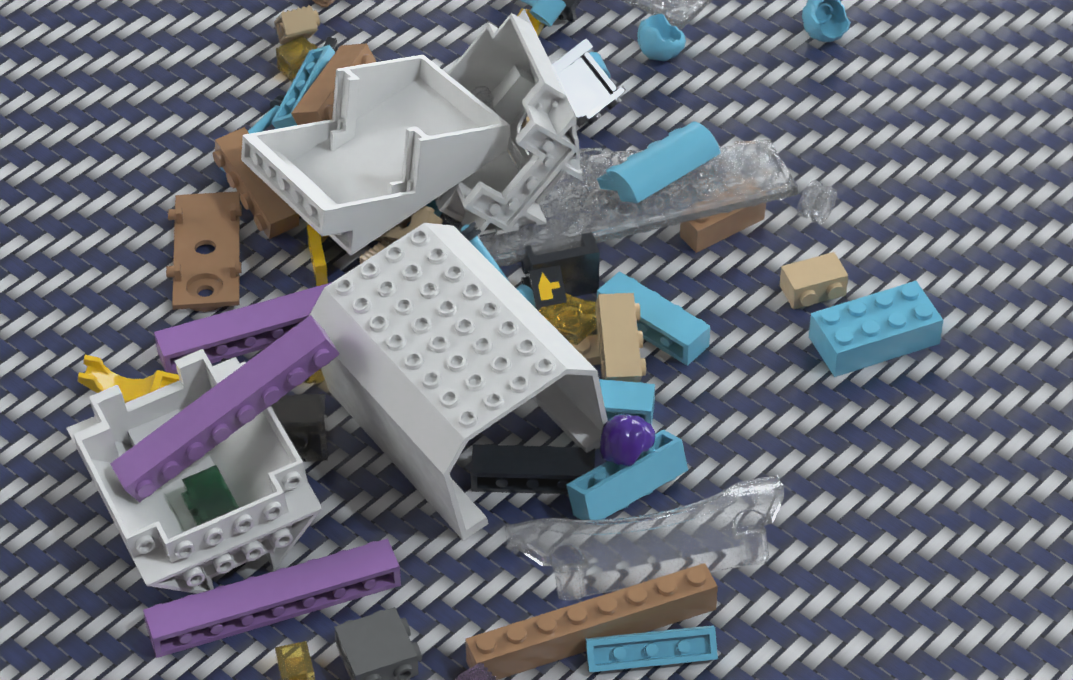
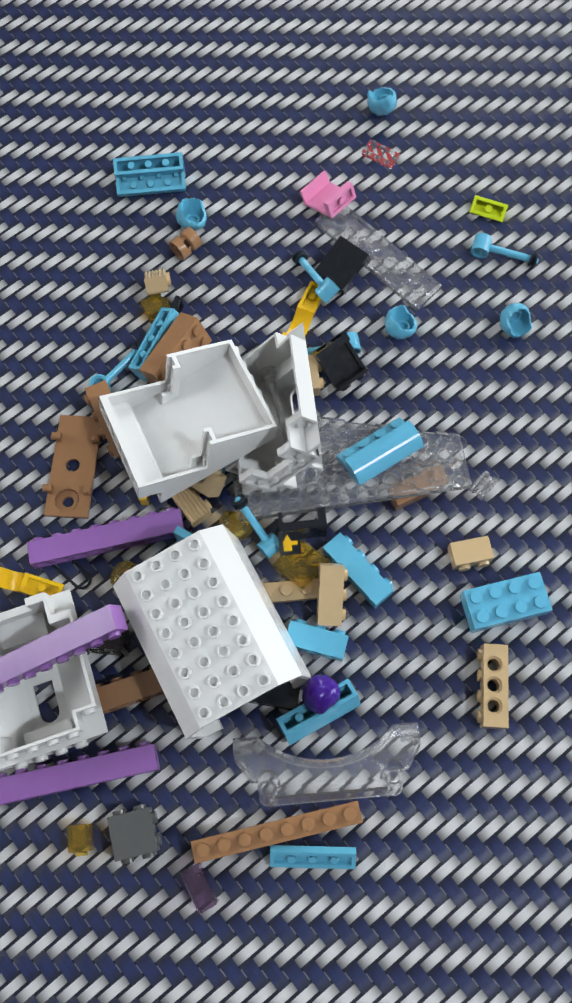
camera: 10 degrees right, 25 degrees up
(207, 495) = (45, 693): clear green brick -> none
(356, 485) = (128, 691): none -> medium nougat brick
(878, 425) = (499, 655): none -> tan brick

